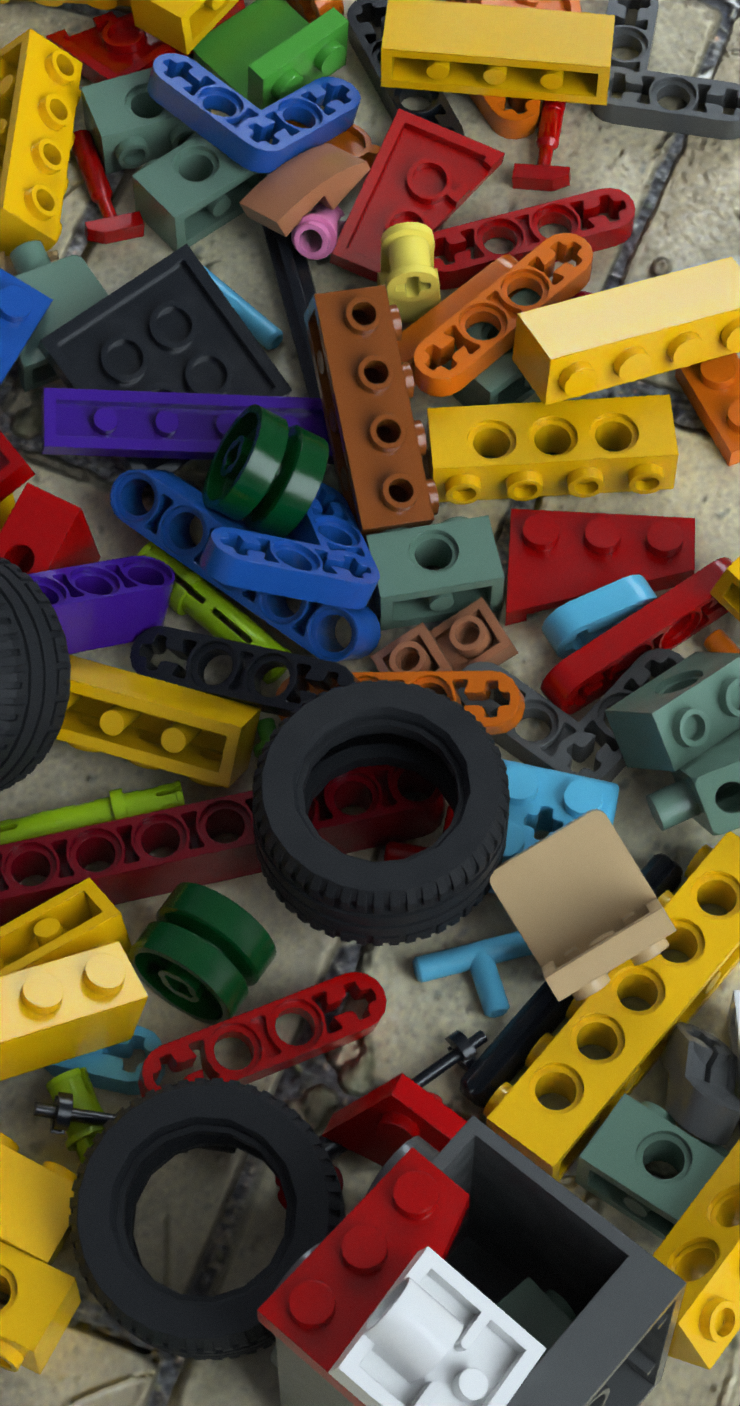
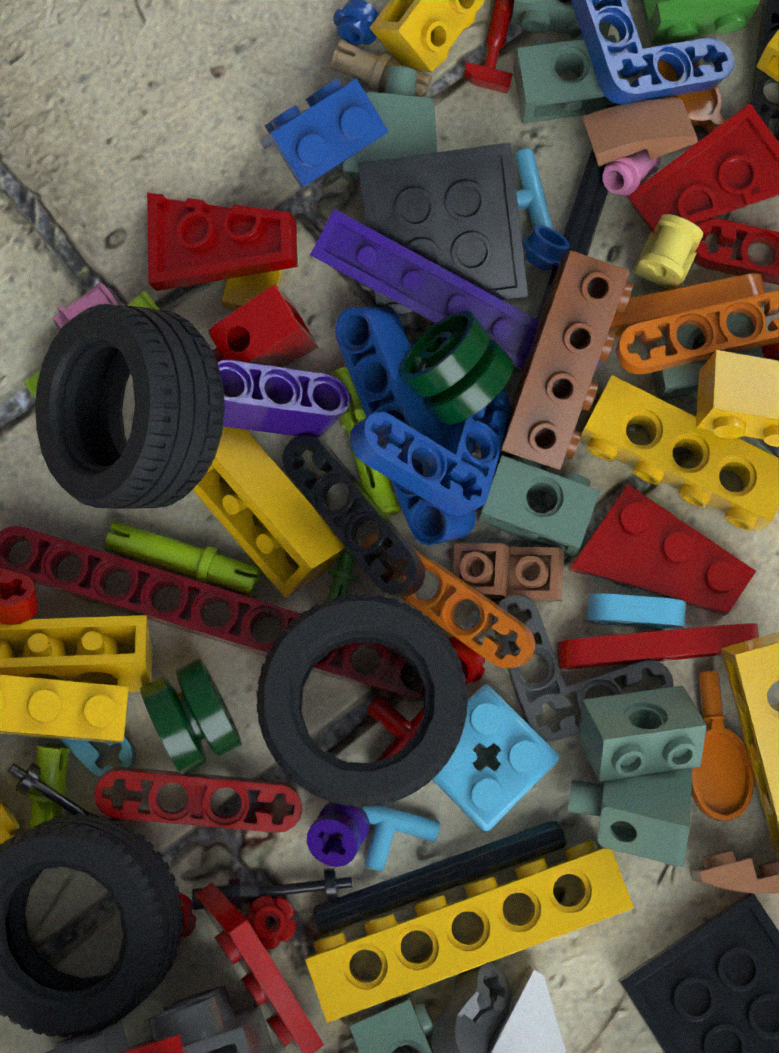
camera: 30 degrees right, 20 degrees up
(281, 339) = (544, 247): none -> blue plate
(436, 973) = (335, 821): none -> dark purple wheel
(582, 905) = (463, 858): tan bracket -> none

